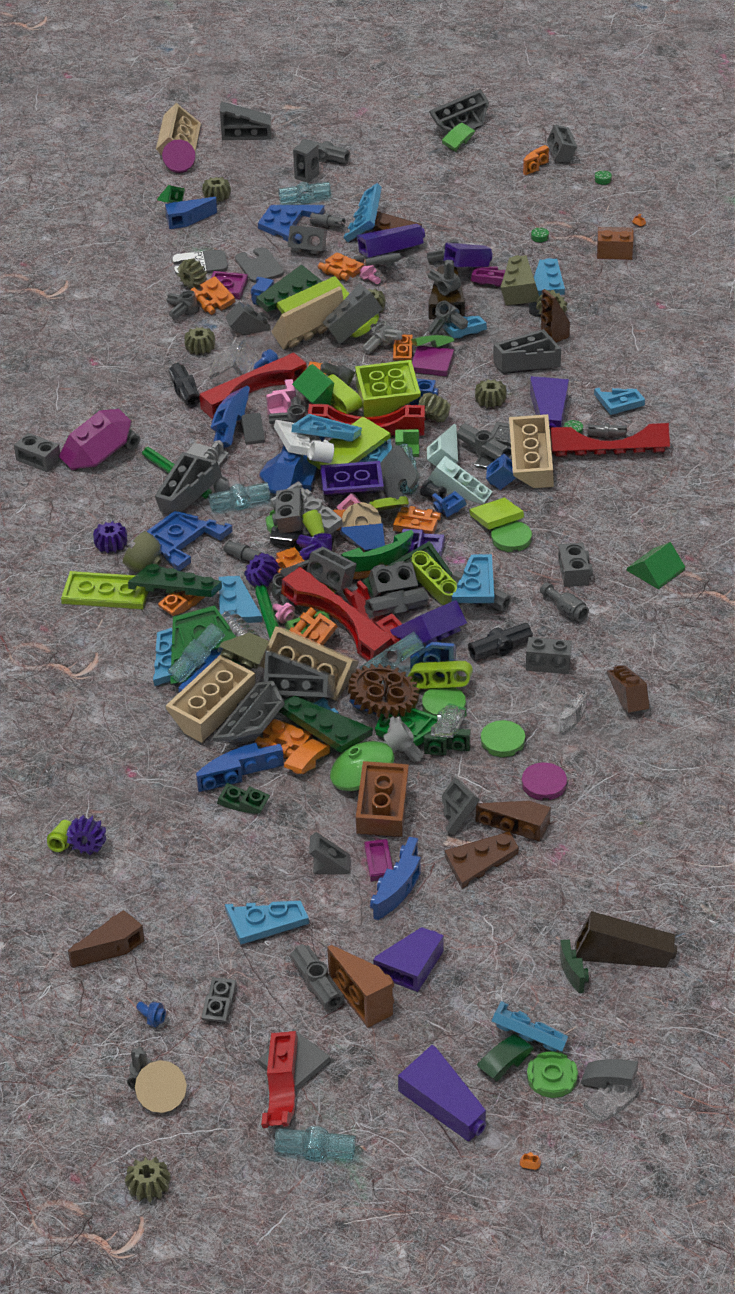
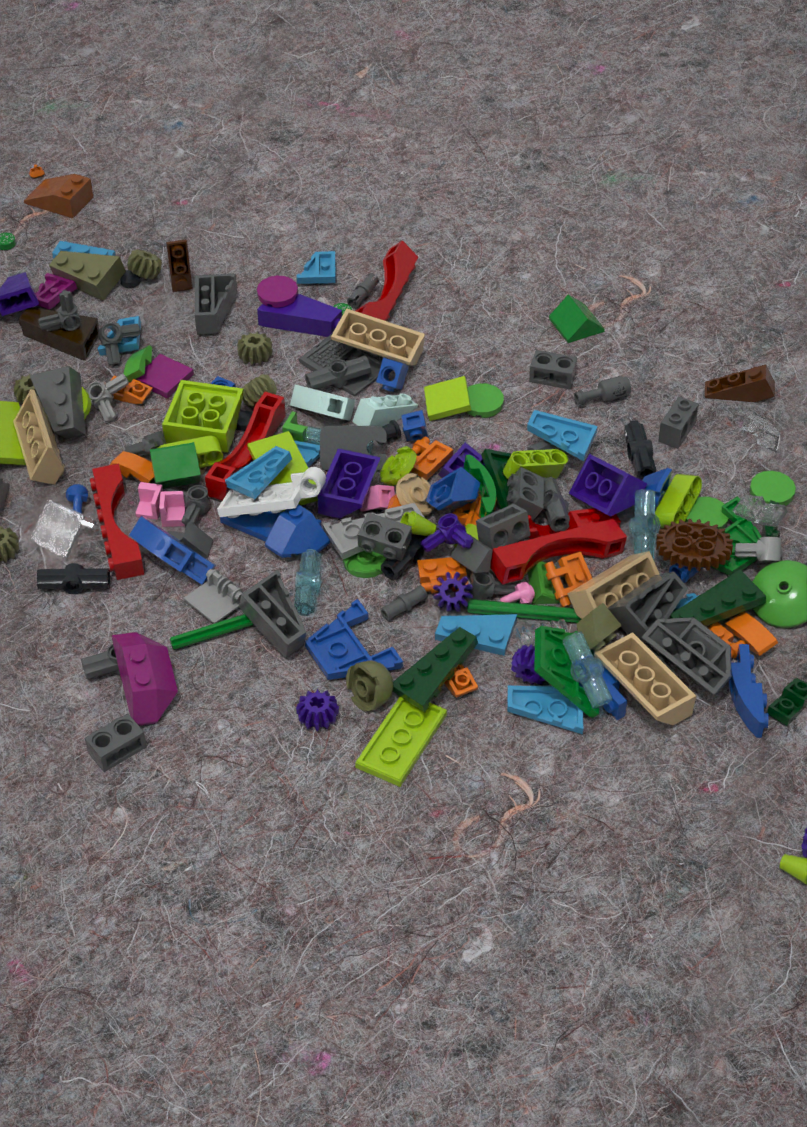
camera: 70 degrees left, 5 degrees up
(556, 377) = (277, 291): none -> magenta tile

